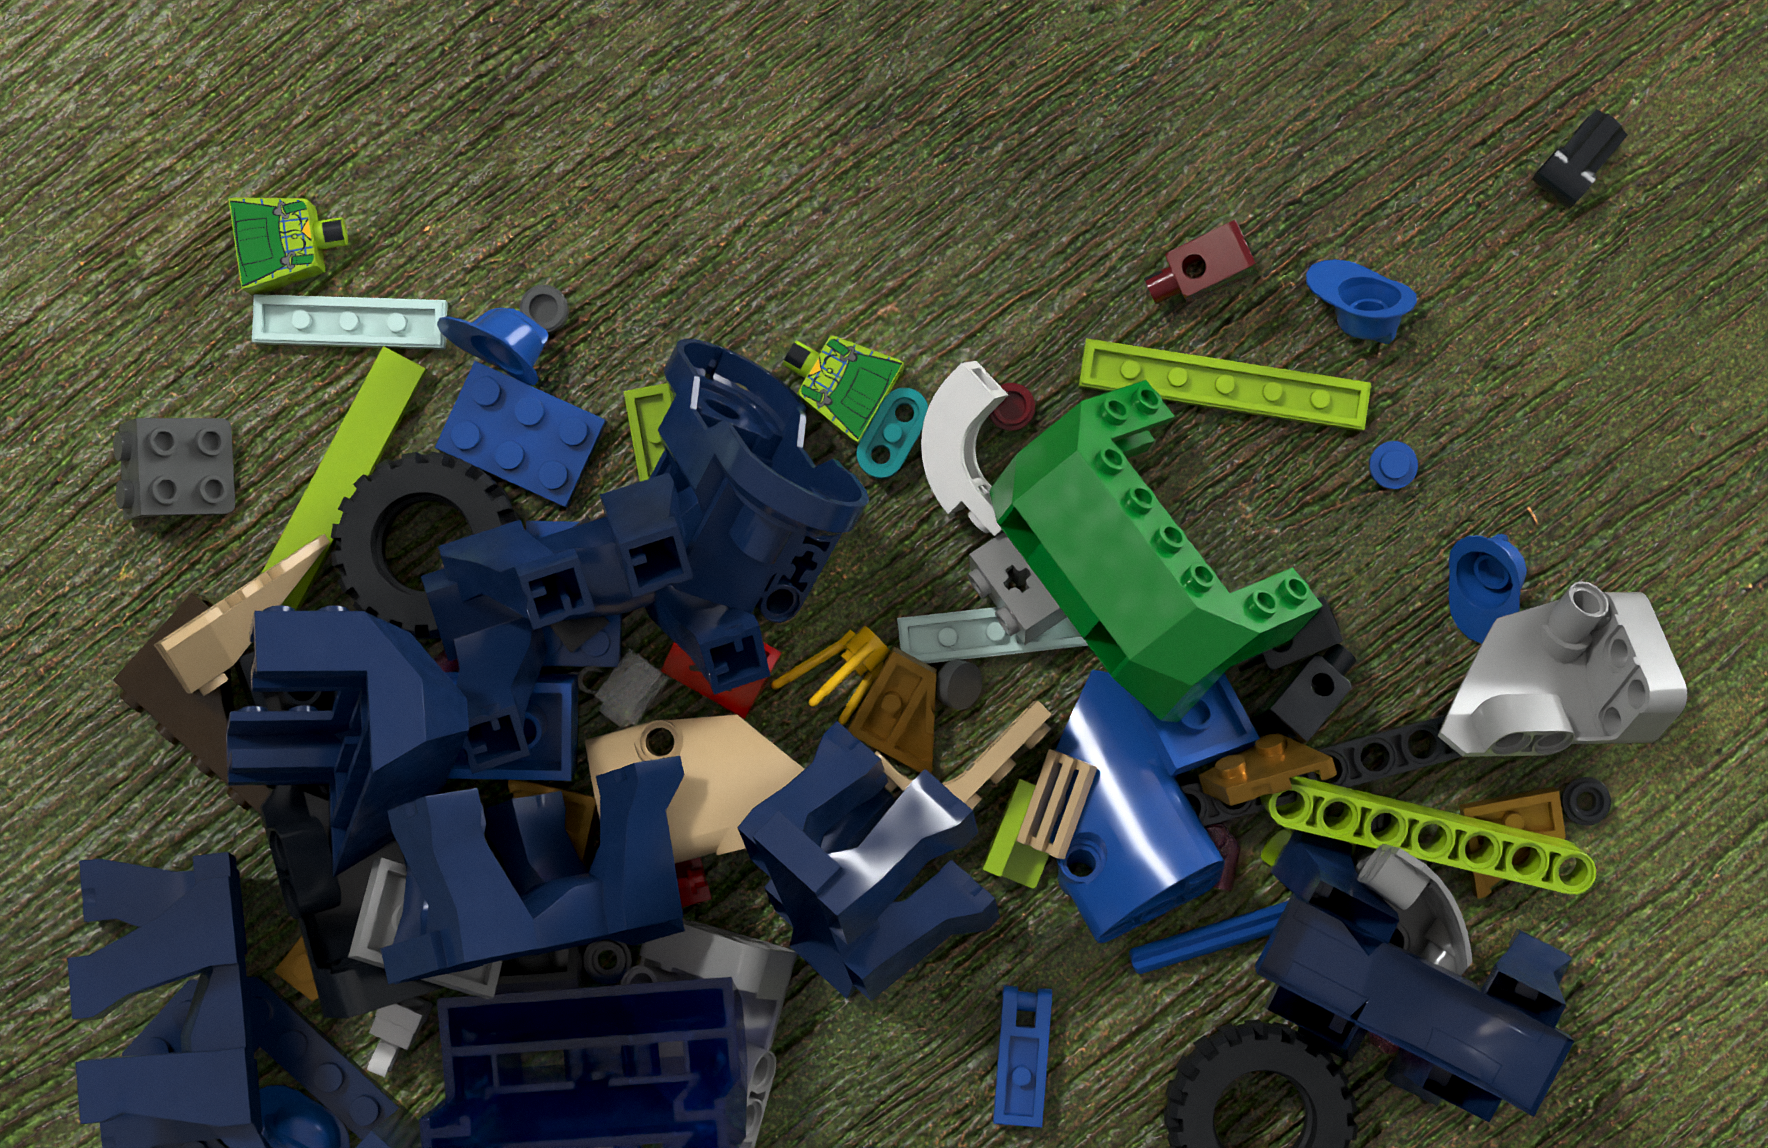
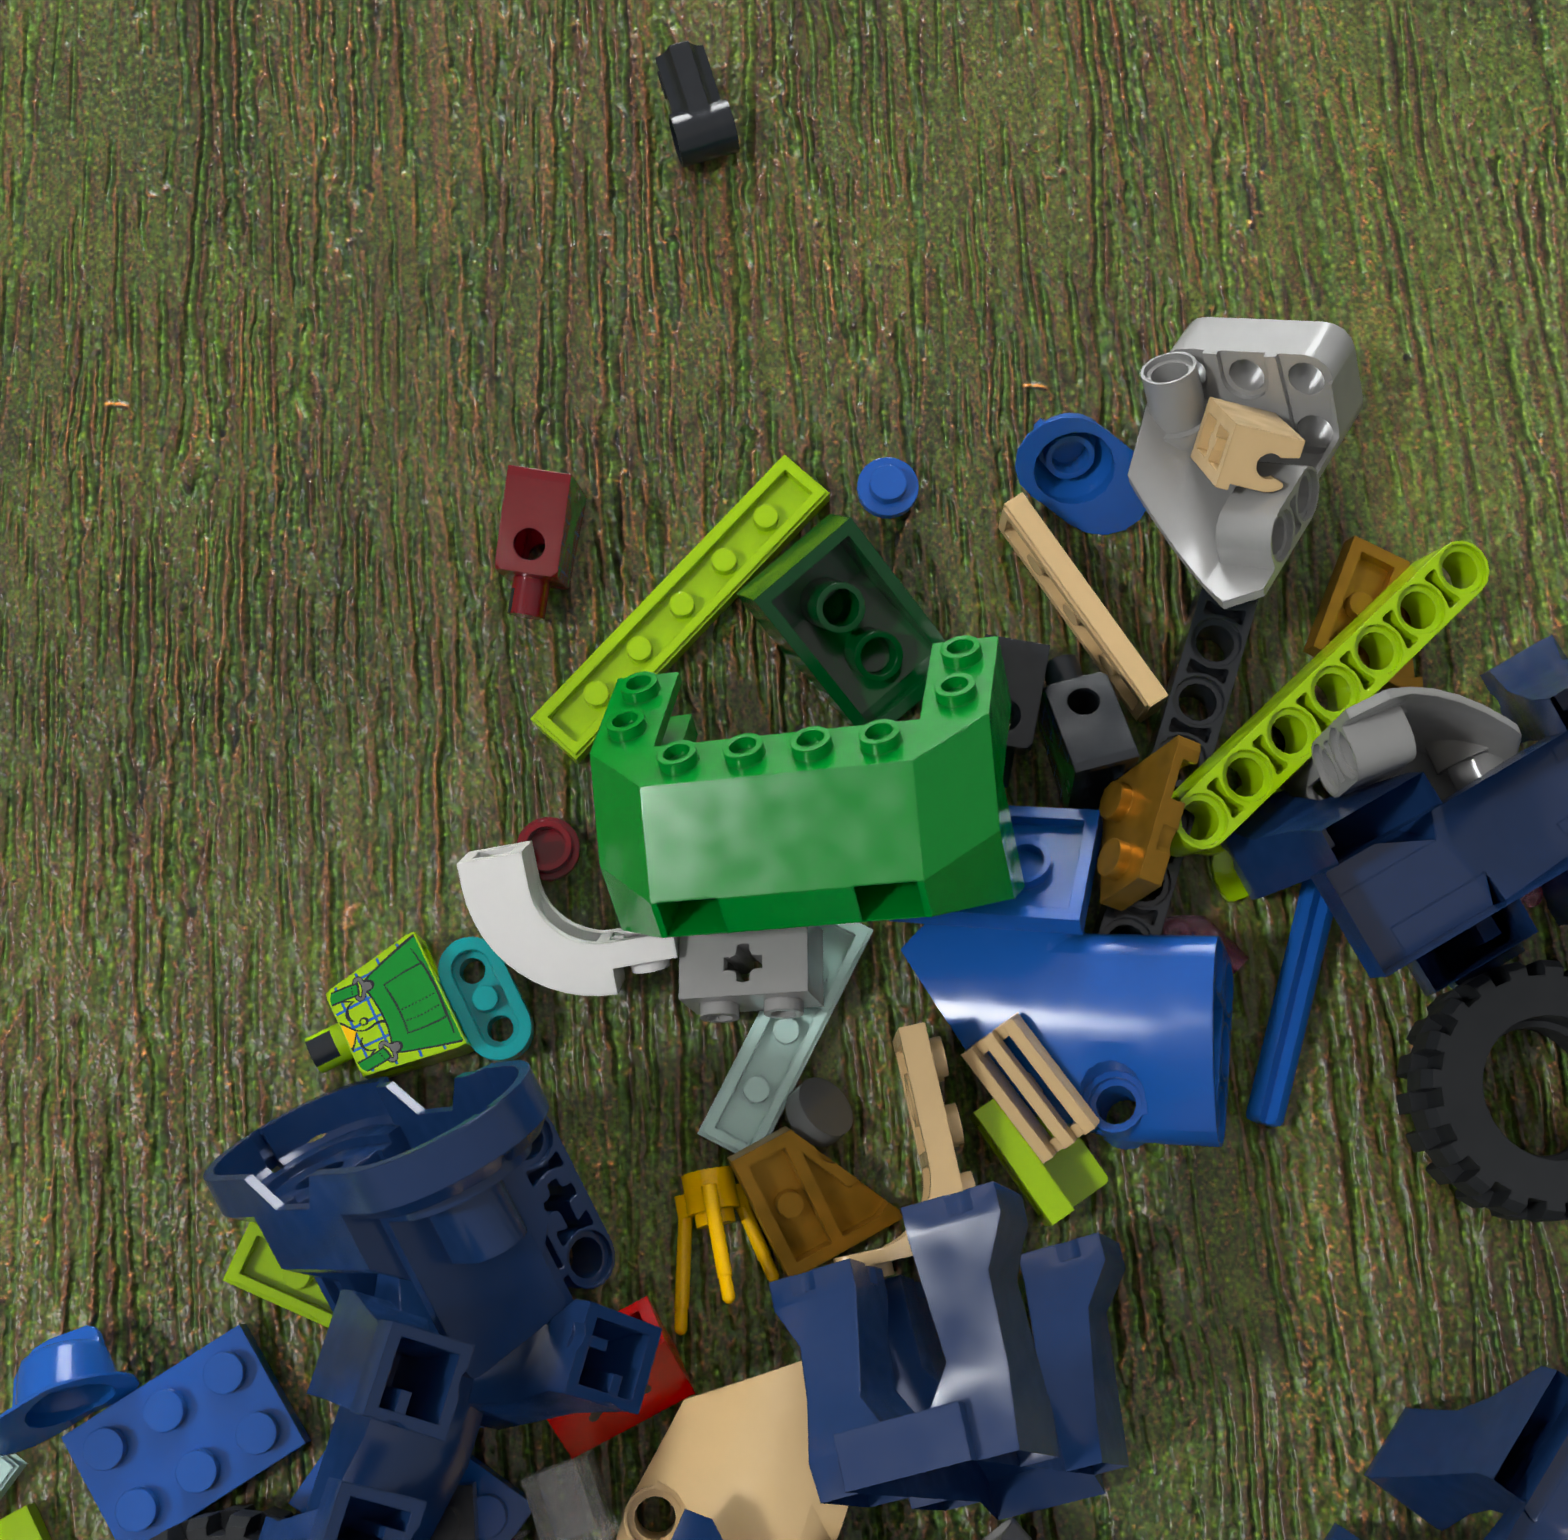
camera: 60 degrees left, 10 degrees down
(546, 307) = (64, 1307): dark grey tile -> none
(1022, 1058) = (1302, 1326): blue plate -> none
(1281, 499) = (845, 622): none -> dark green slope
(1362, 299) = (691, 407): blue piece -> none
(1392, 642) = (1081, 608): none -> tan tile
(1566, 675) = (1236, 438): none -> tan hinge
(1600, 801) = (1391, 507): black plate -> none

